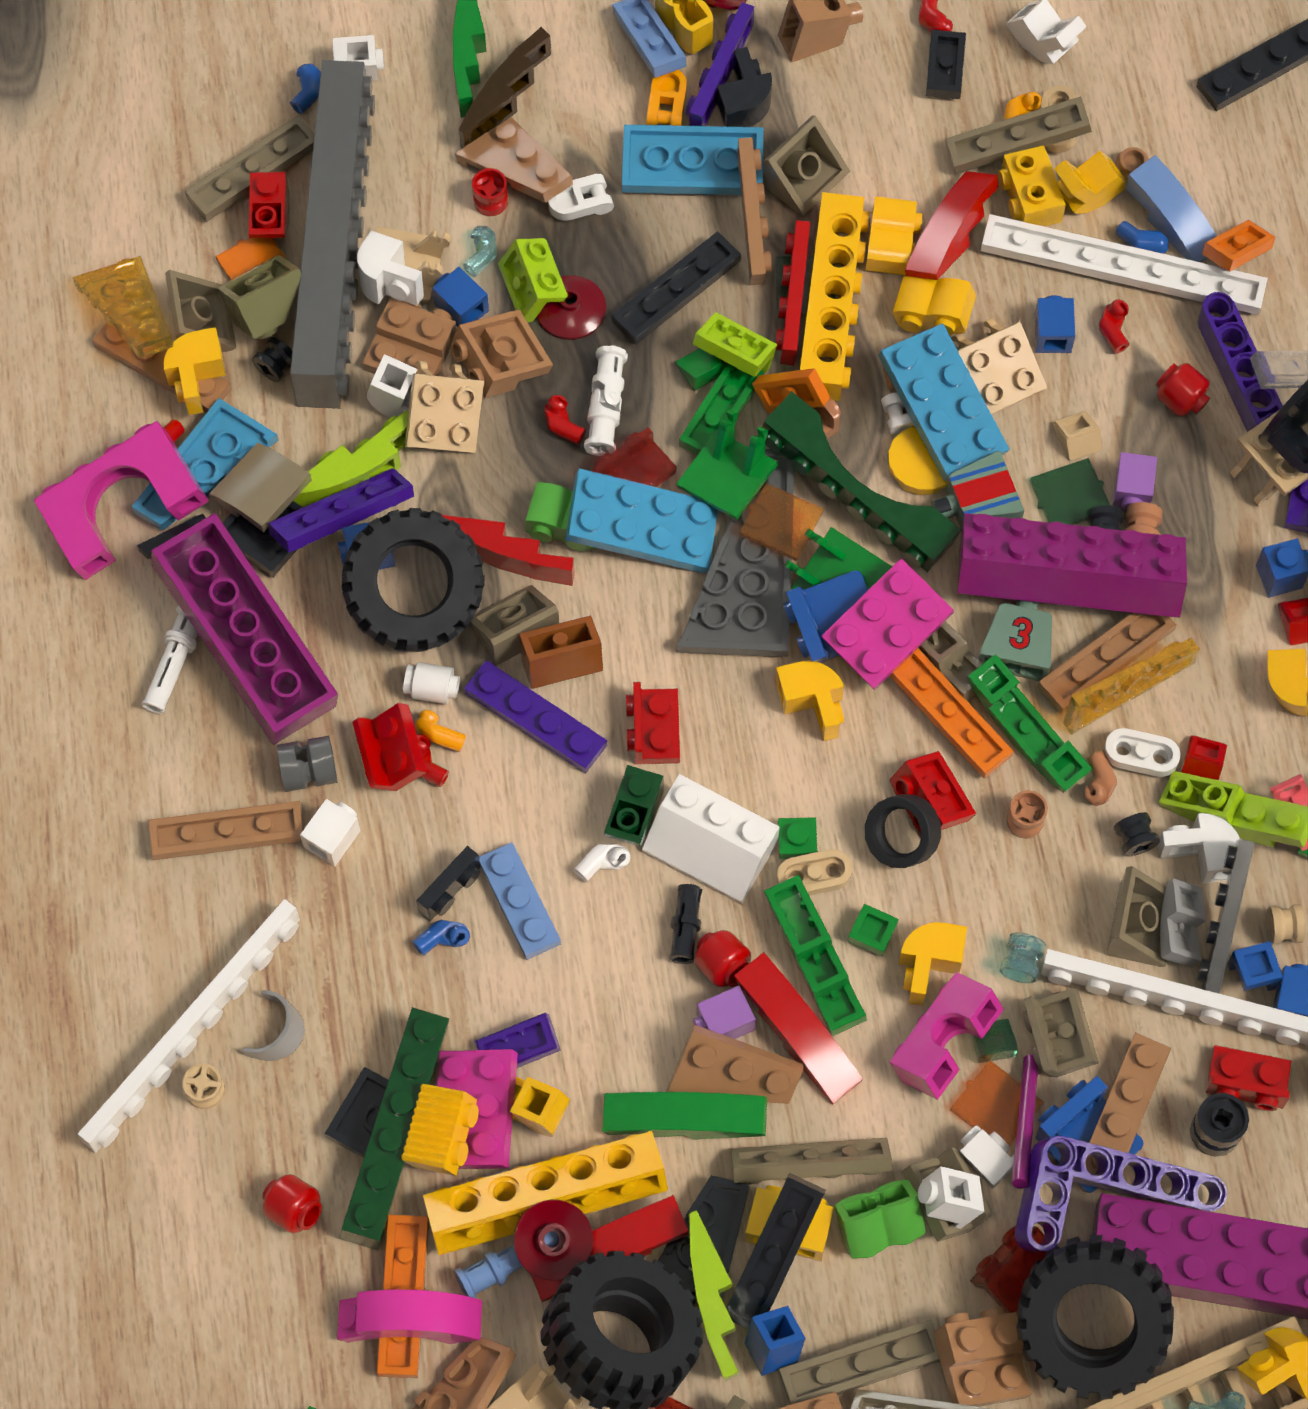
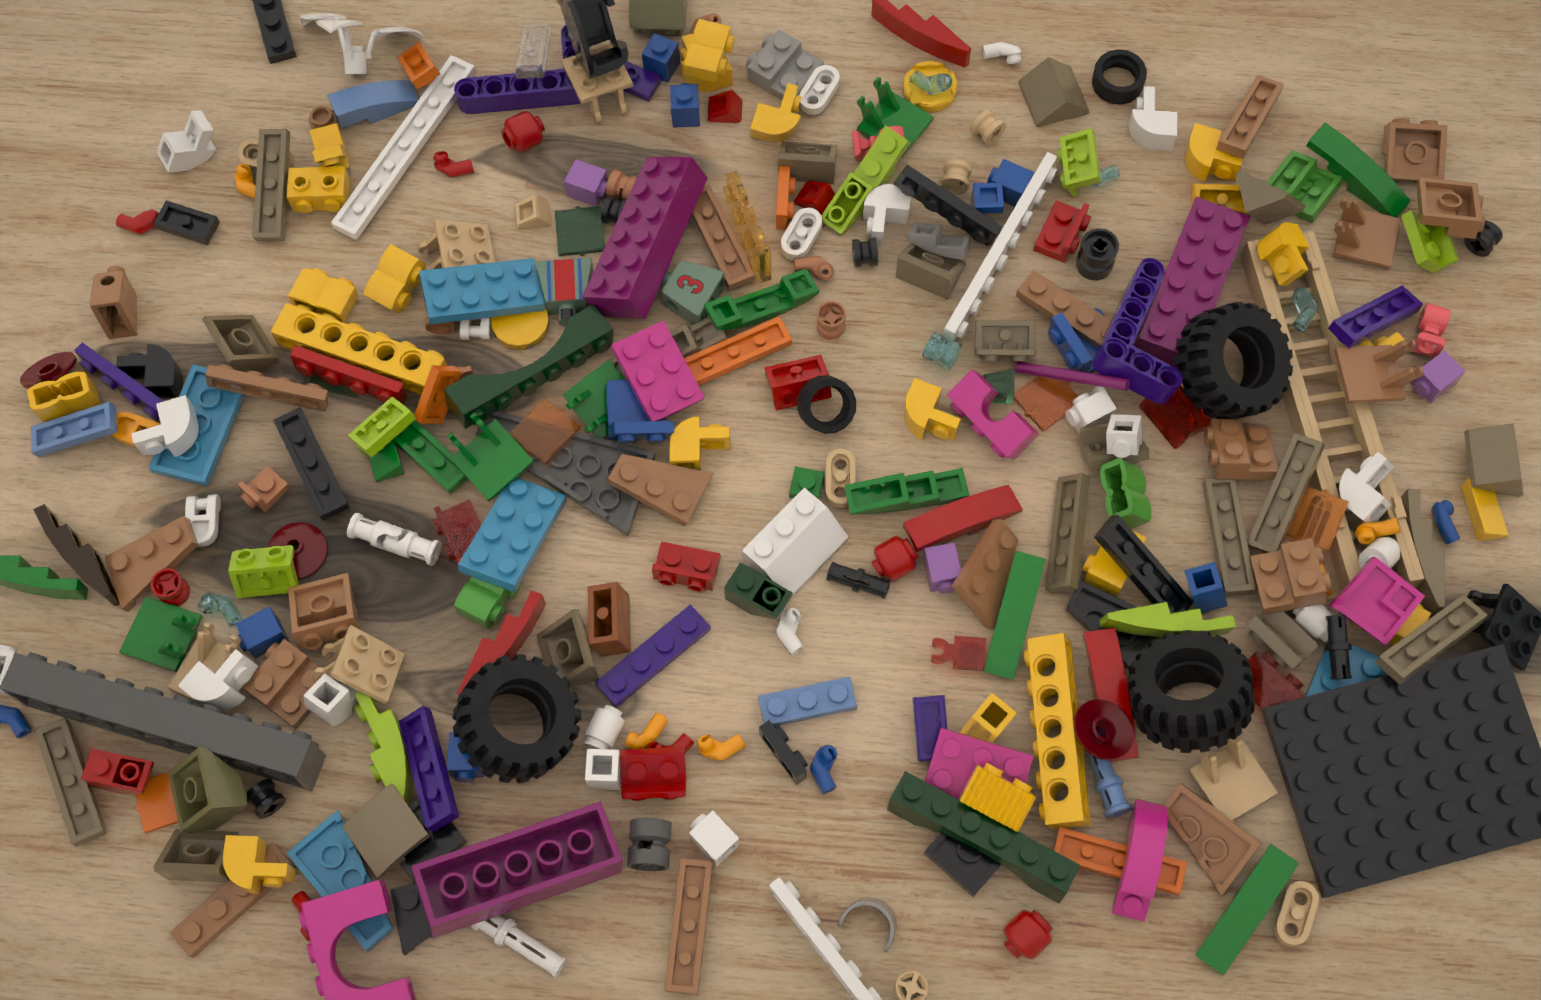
camera: 75 degrees left, 0 degrees up
(128, 304) = (168, 912): clear yellow wing -> none
(379, 689) = (603, 769): none -> white brick
(436, 201) = (161, 634): none -> green plate
(438, 815) = (719, 750): none -> light orange arm
(558, 420) = (399, 581): red arm -> none
(622, 1066) = (966, 652): none -> clear red plate
(632, 249) = (263, 489): none -> nougat bracket
(672, 135) = (177, 429): none -> white brick
(745, 669) = (660, 485): none -> medium nougat wing
(873, 930) = (895, 447): green plate -> none
(948, 229) = (332, 249): slope -> none
(1054, 324) = (439, 202): blue brick -> none
(1142, 239) = (387, 130): blue arm -> none
(1198, 716) = (784, 208): none -> orange plate
(1229, 169) = (353, 55): none -> white plant
(1253, 735) = (809, 161): none -> dark tan slope

